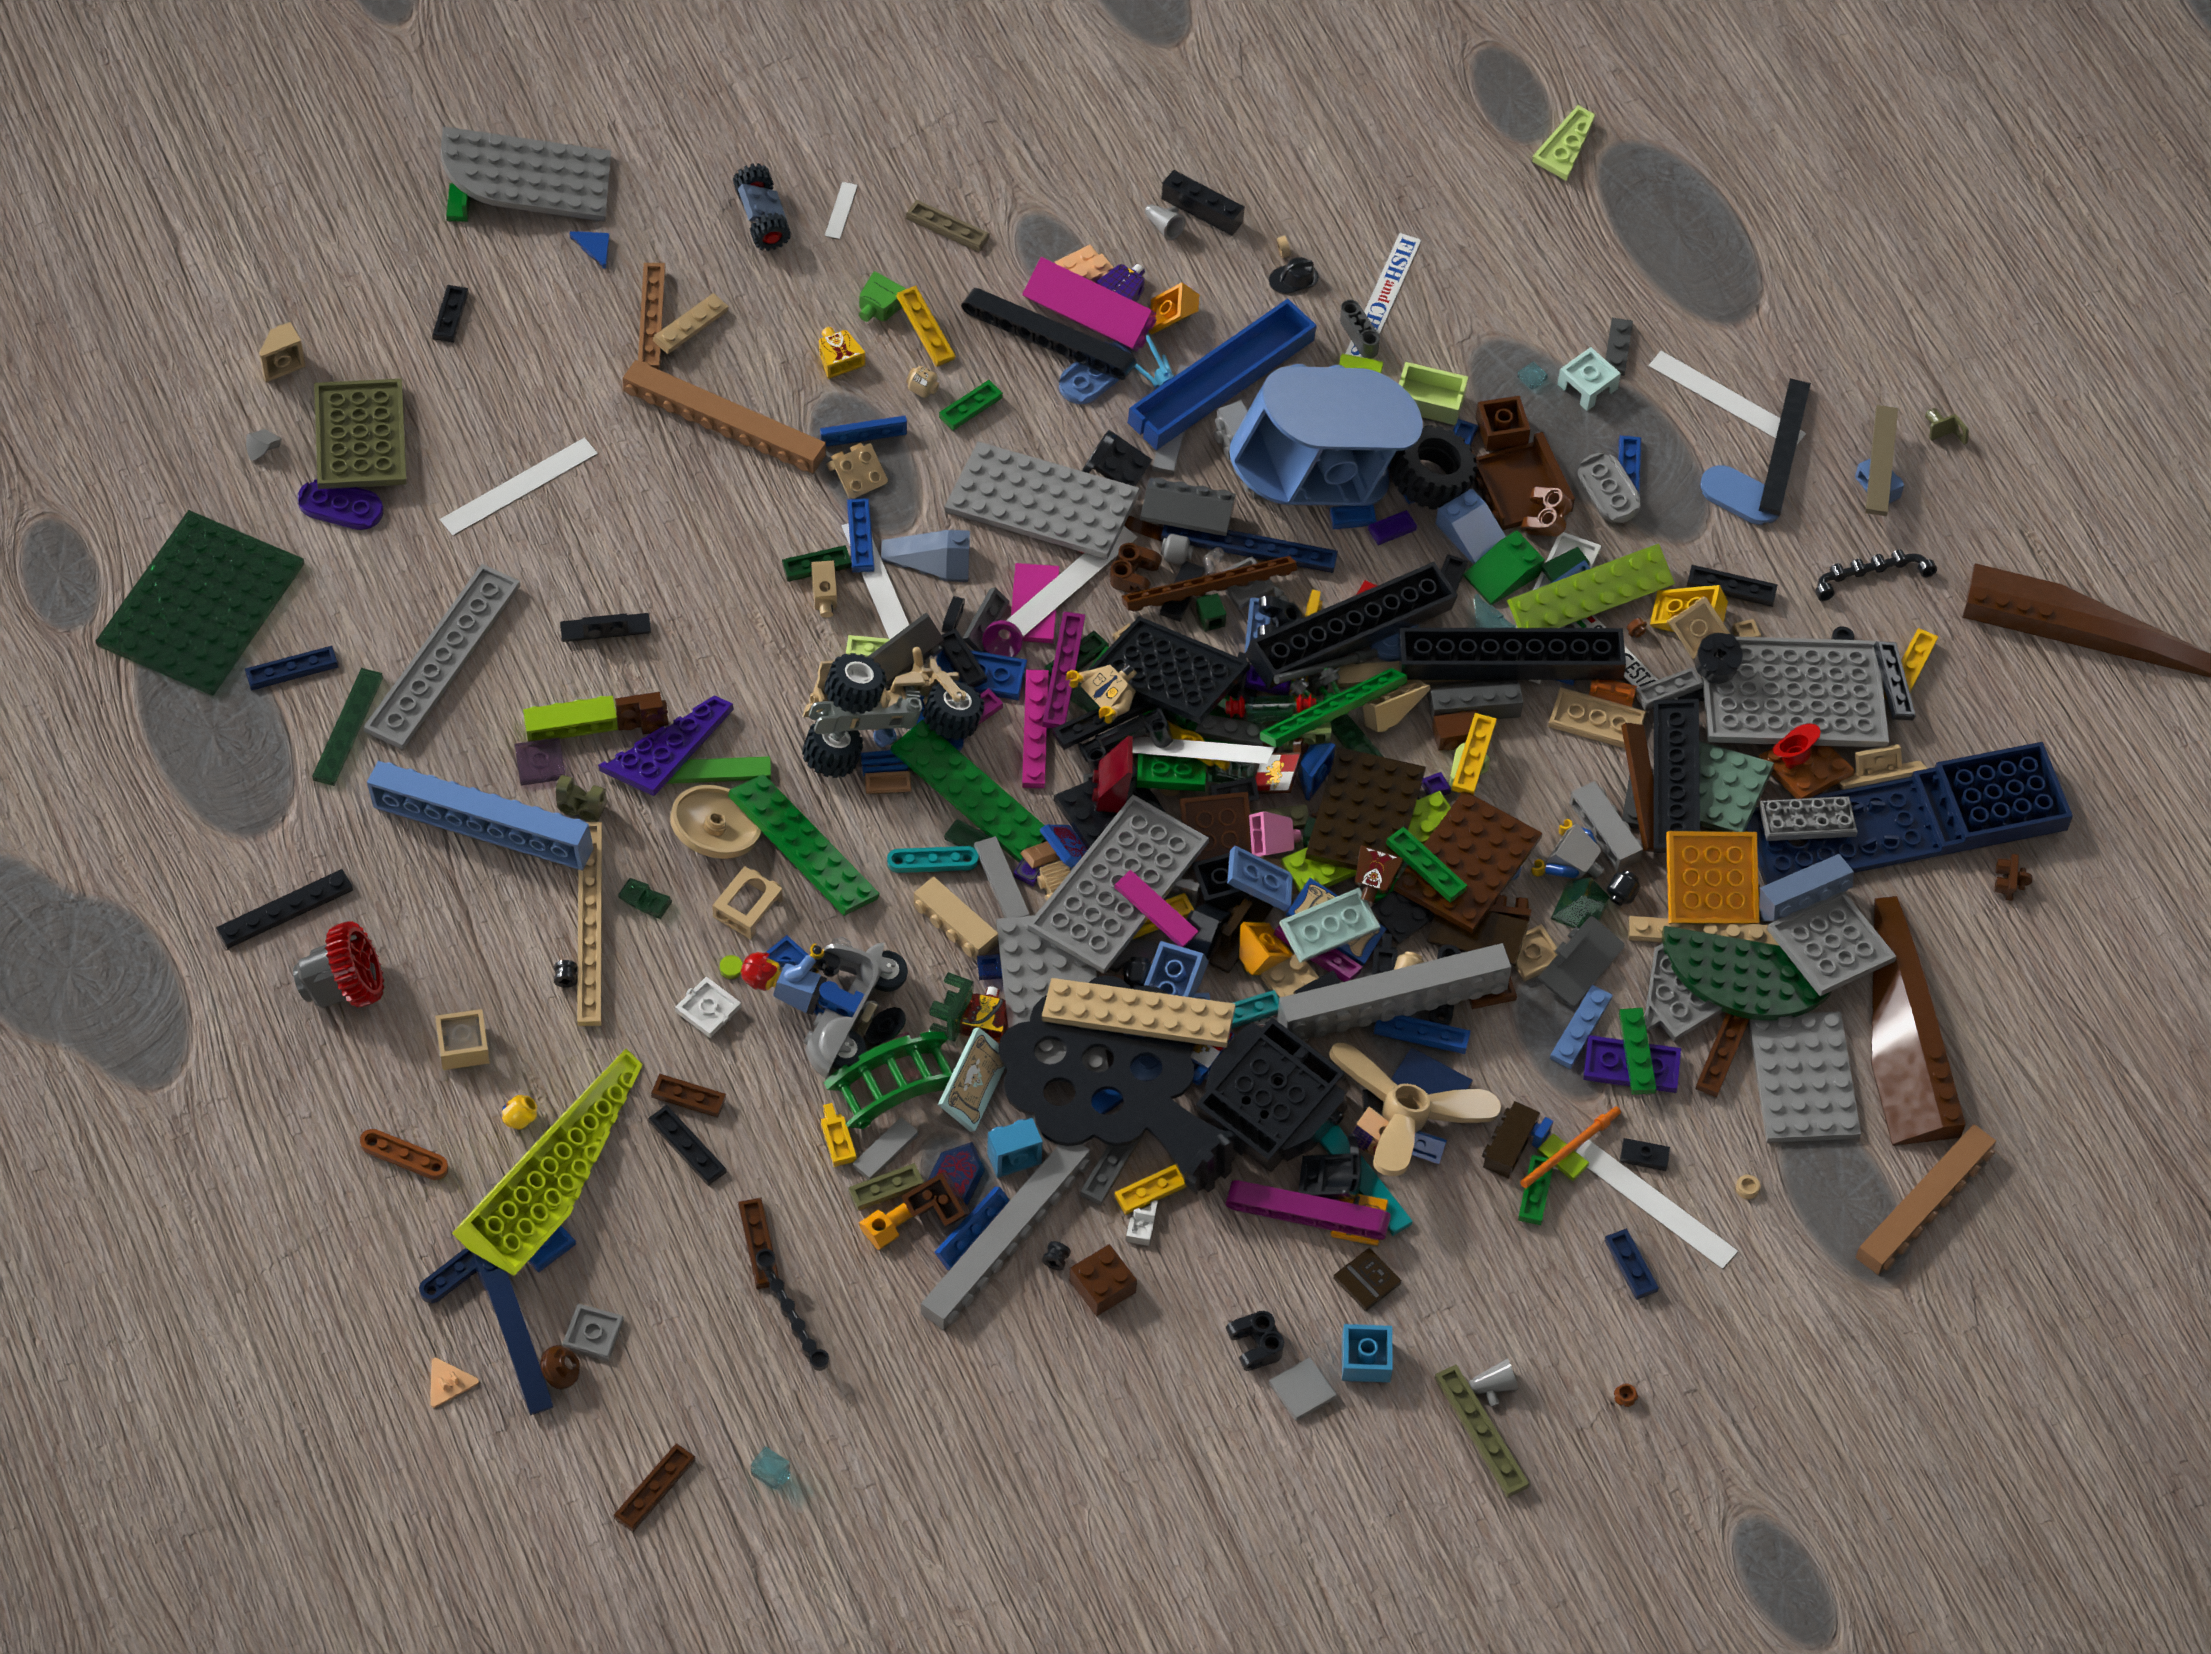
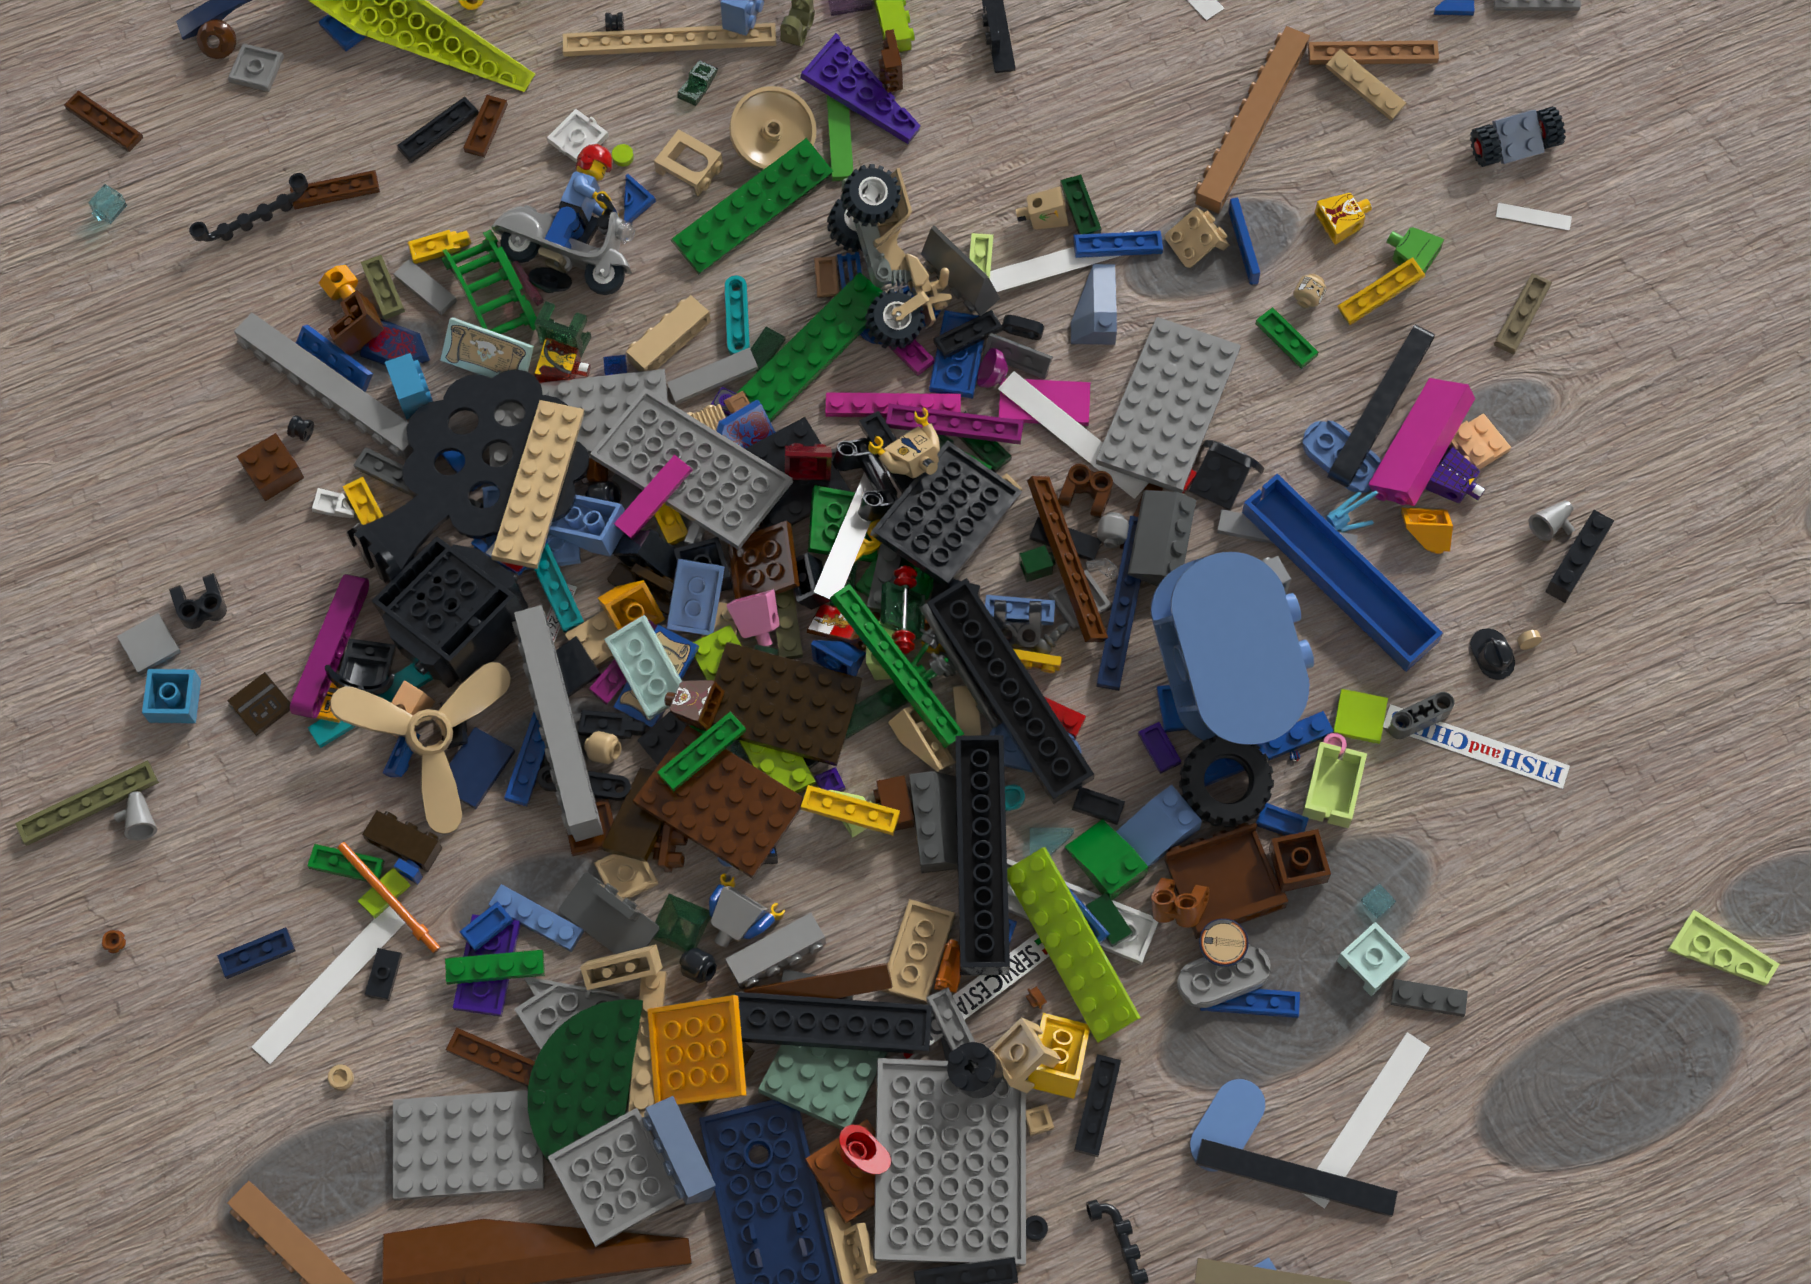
camera: 95 degrees right, 10 degrees up
(1584, 479) = (1223, 942): none -> piece
(1597, 1060) = (486, 926): none -> blue tile
(1633, 942) = (621, 967): none -> tan brick
(1807, 818) = (779, 1164): light grey tile -> none

